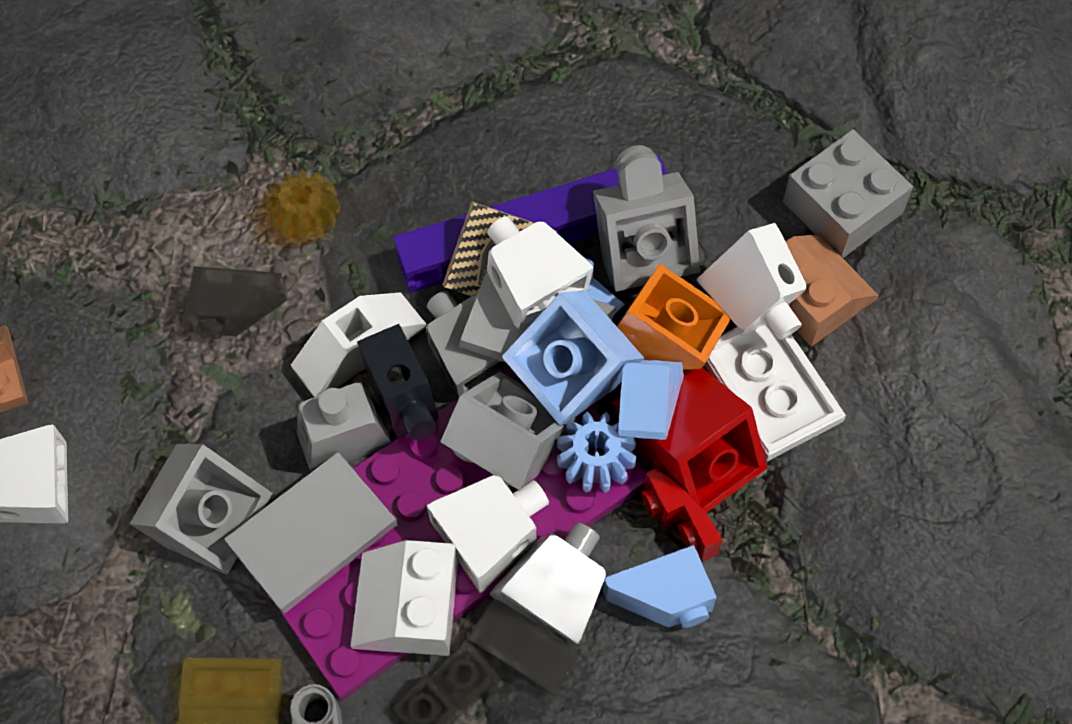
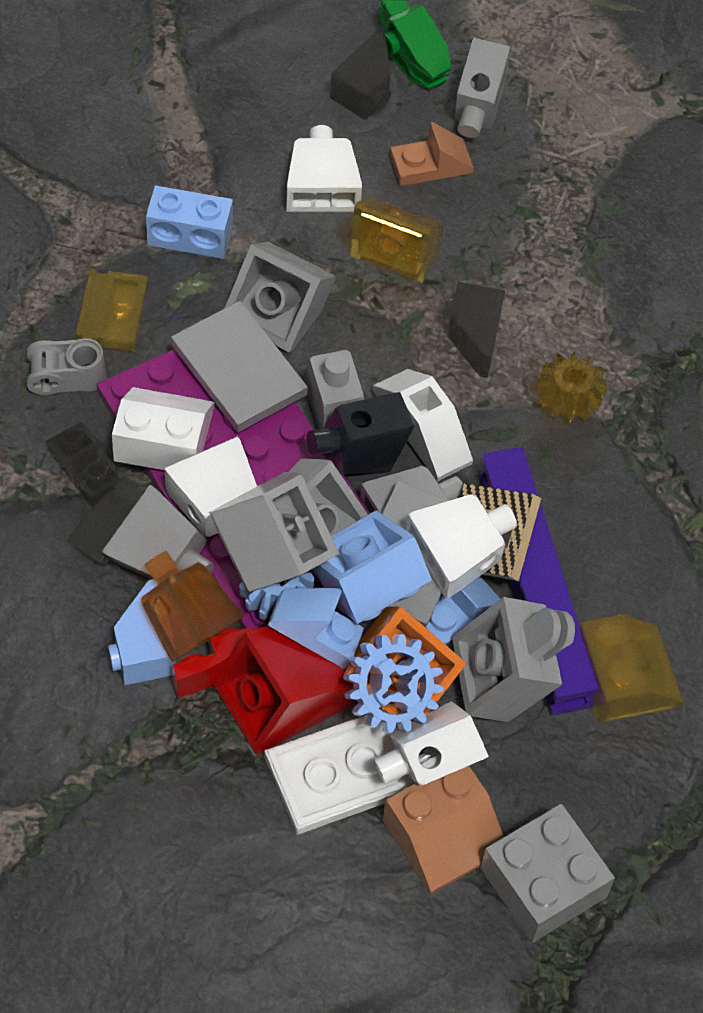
camera: 90 degrees right, 5 degrees down
(100, 619) = (189, 222): none -> light blue brick
(117, 386) = (395, 238): none -> clear yellow slope
(570, 430) = (274, 531): none -> light grey slope
(603, 137) = (629, 668): none -> clear yellow slope
(642, 536) = (186, 605): none -> clear orange torso
(709, 315) = (381, 668): none -> light blue gear

